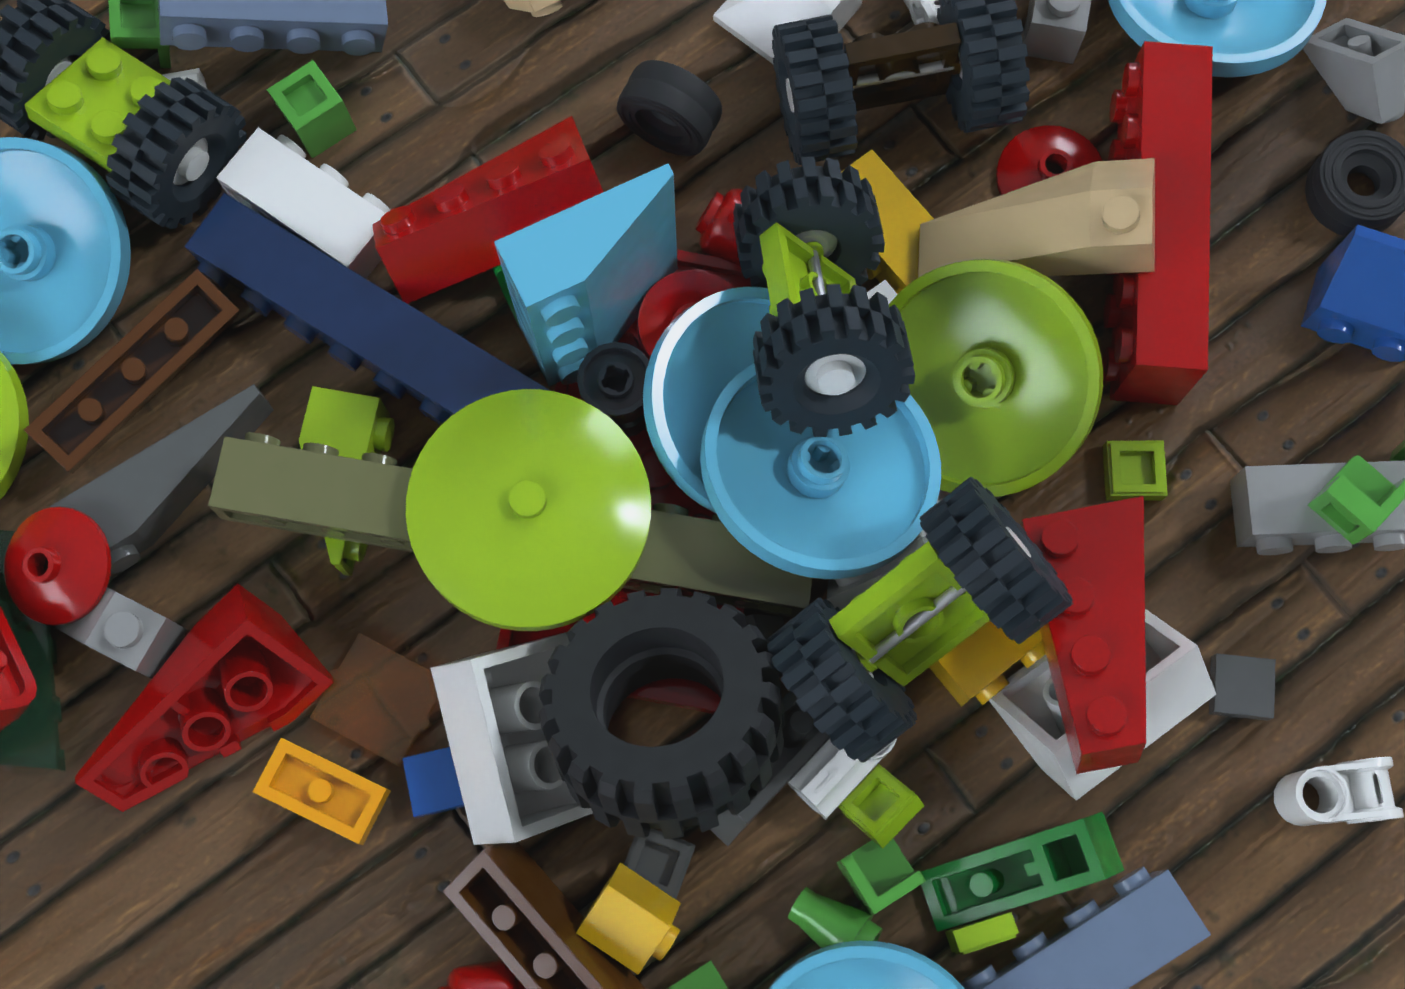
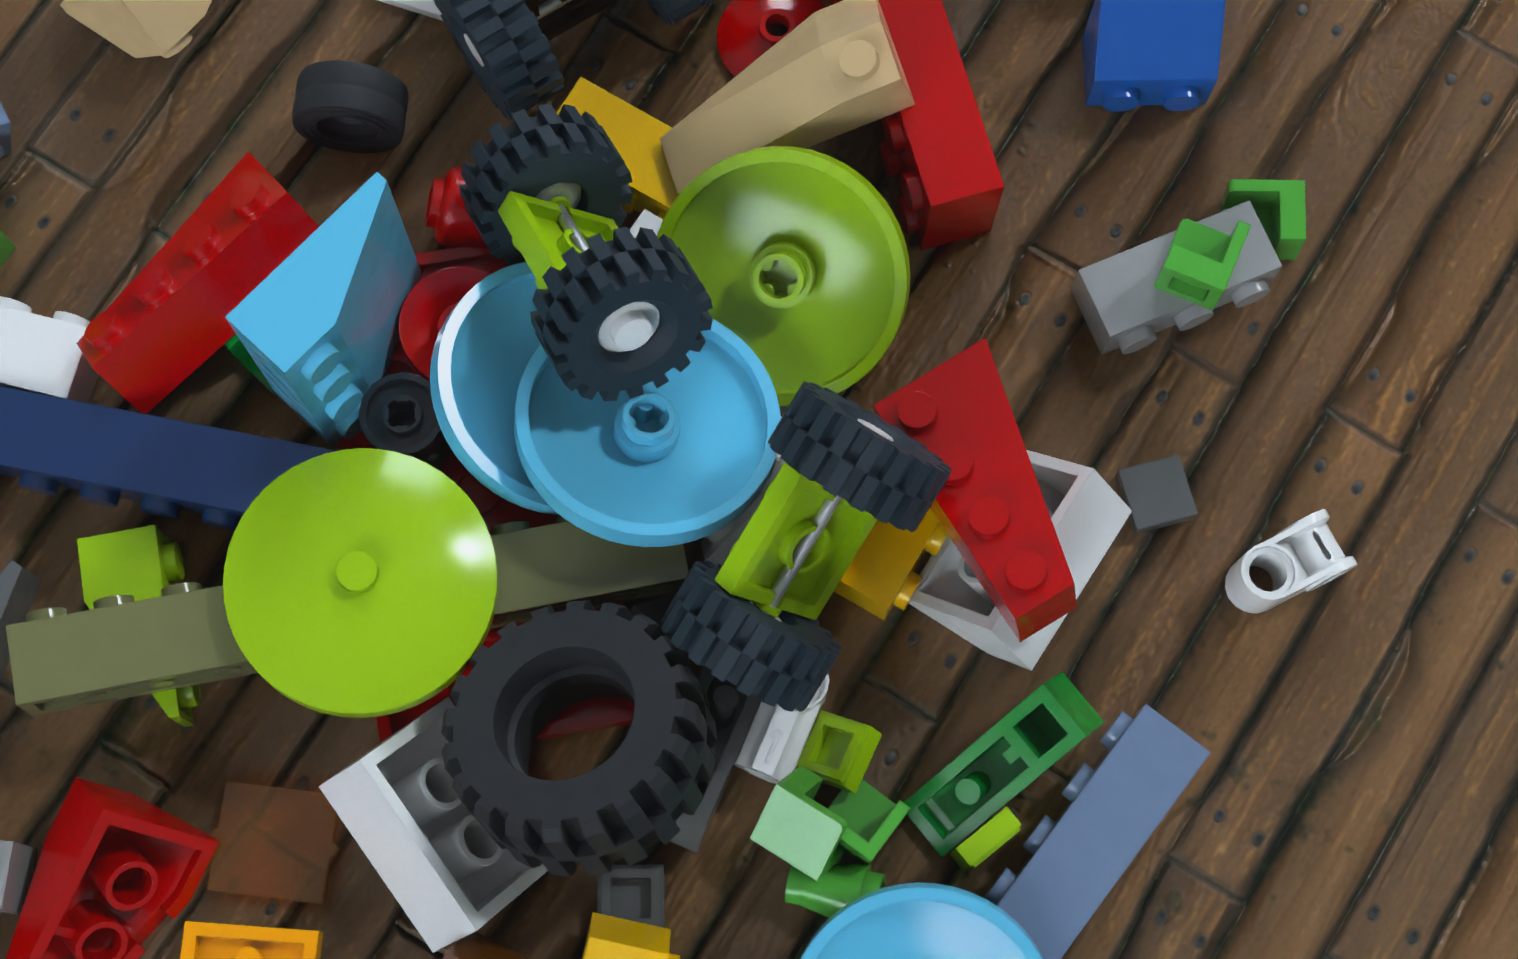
camera: 25 degrees left, 0 degrees up
(432, 782) = (365, 906): blue tile -> none
(823, 859) = (799, 827): none -> panel
(1135, 470) = (971, 313): lime tile -> none

